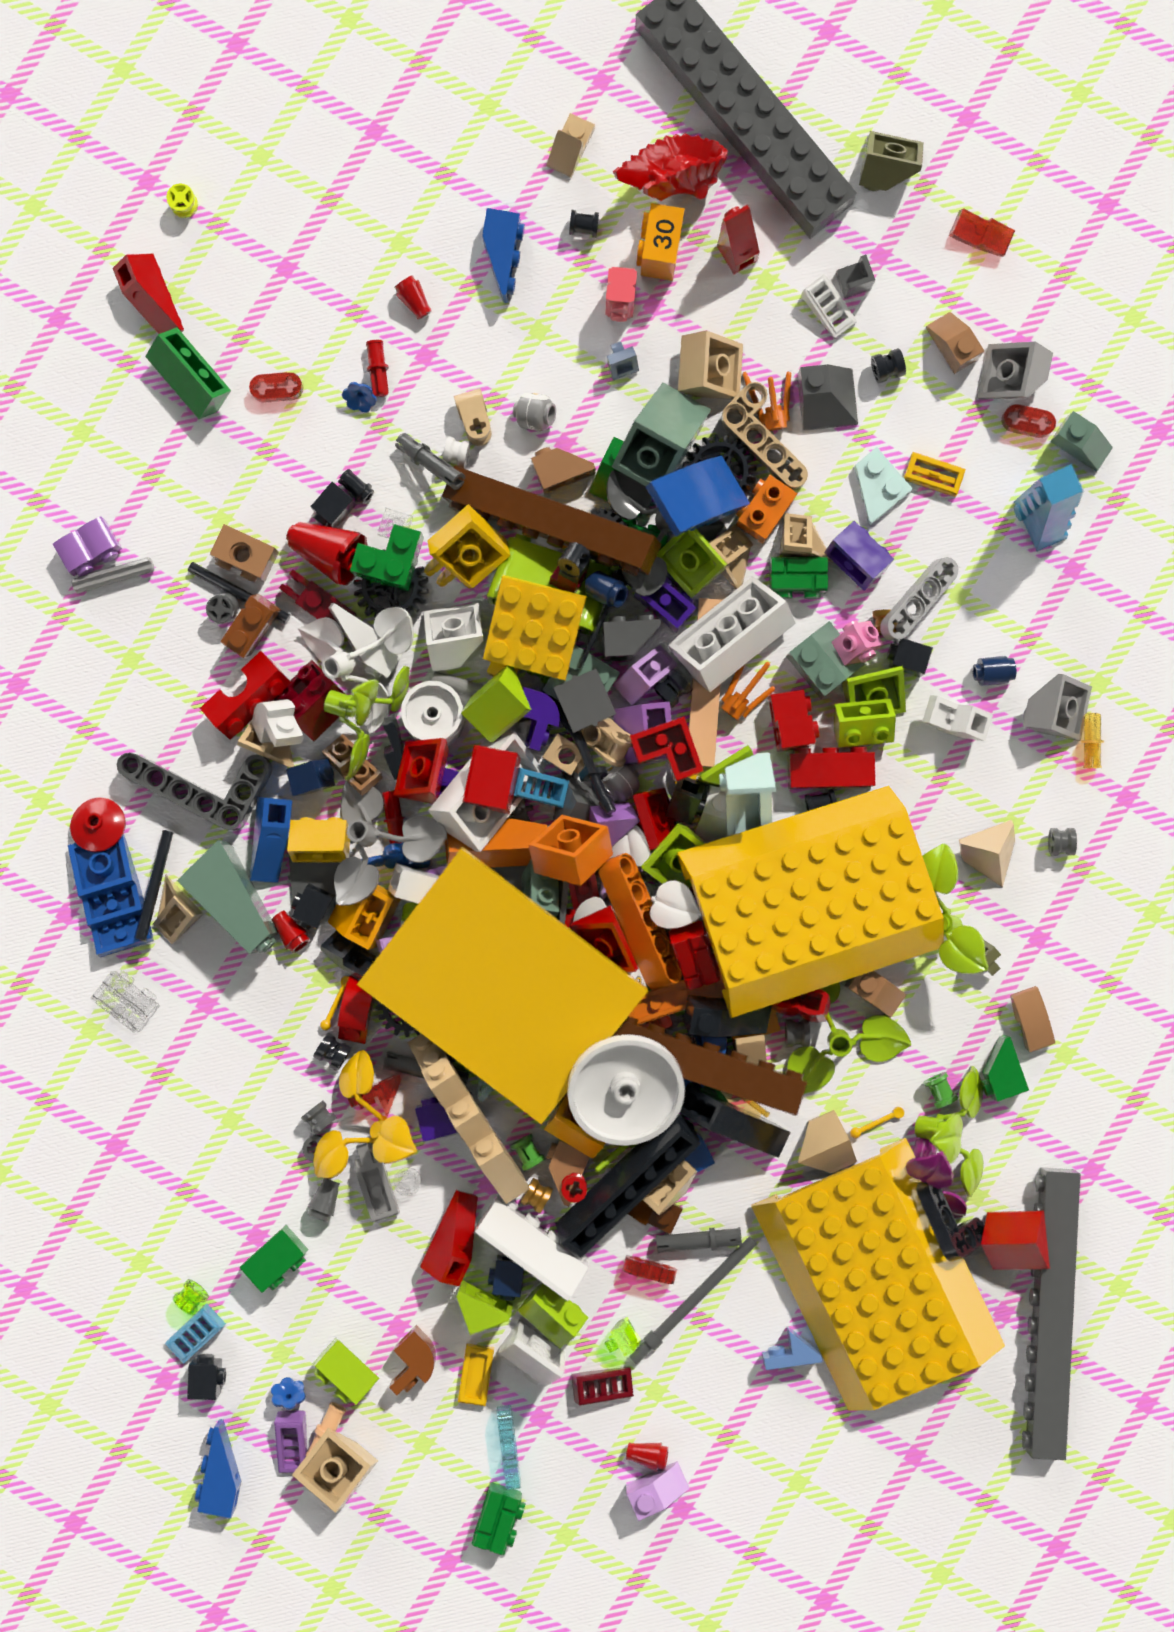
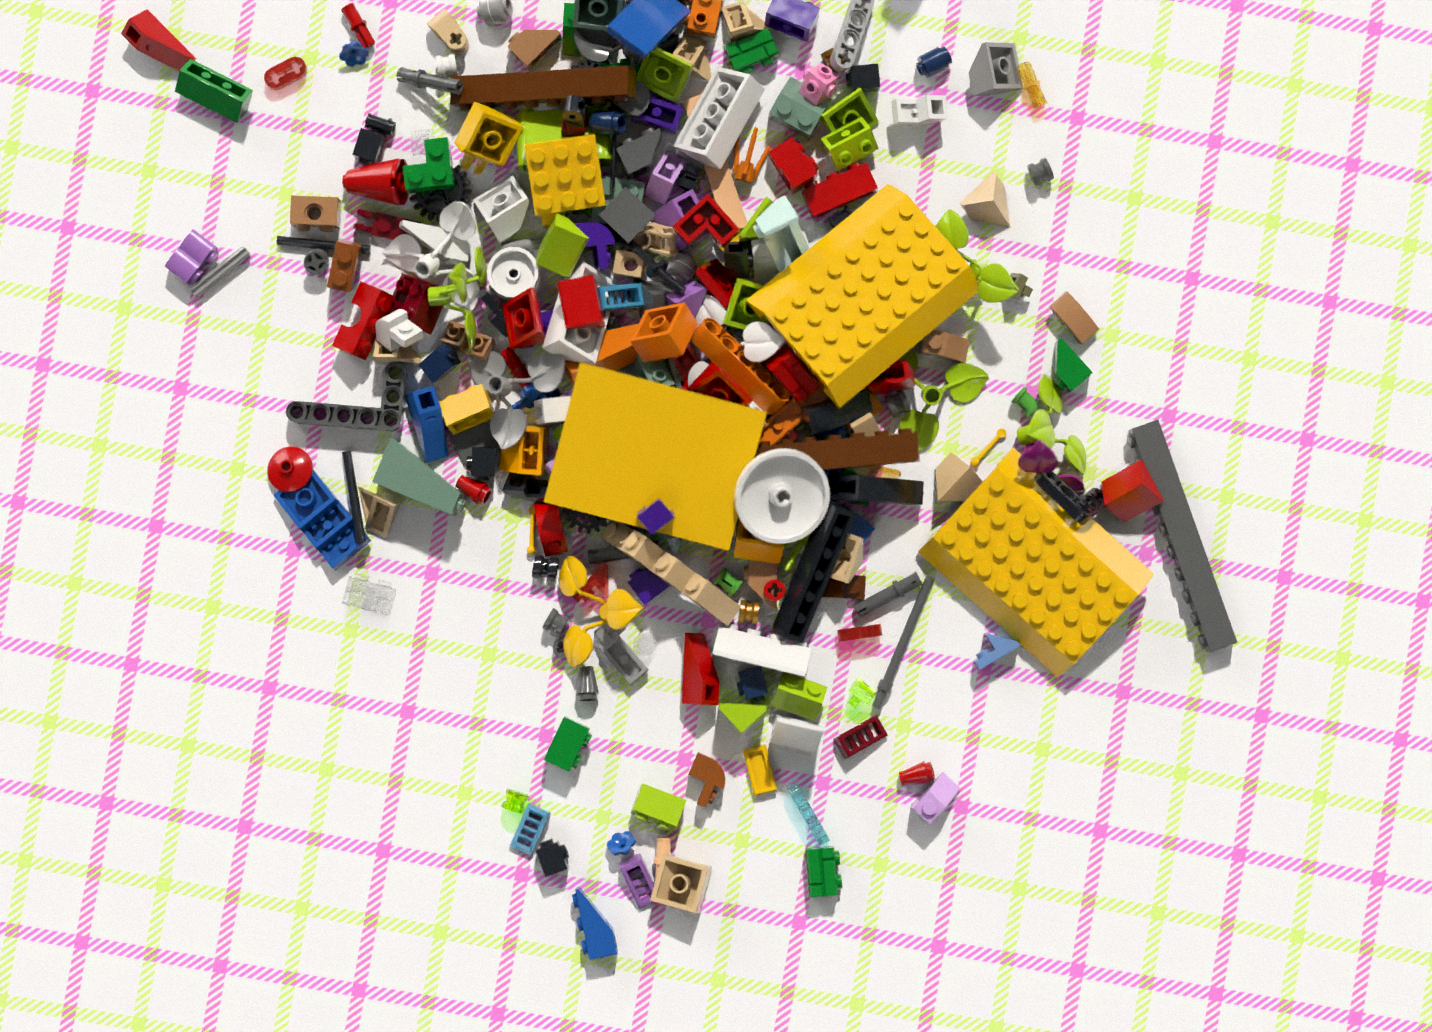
camera: 20 degrees left, 0 degrees up
(473, 1055) = (655, 516): none -> dark purple panel

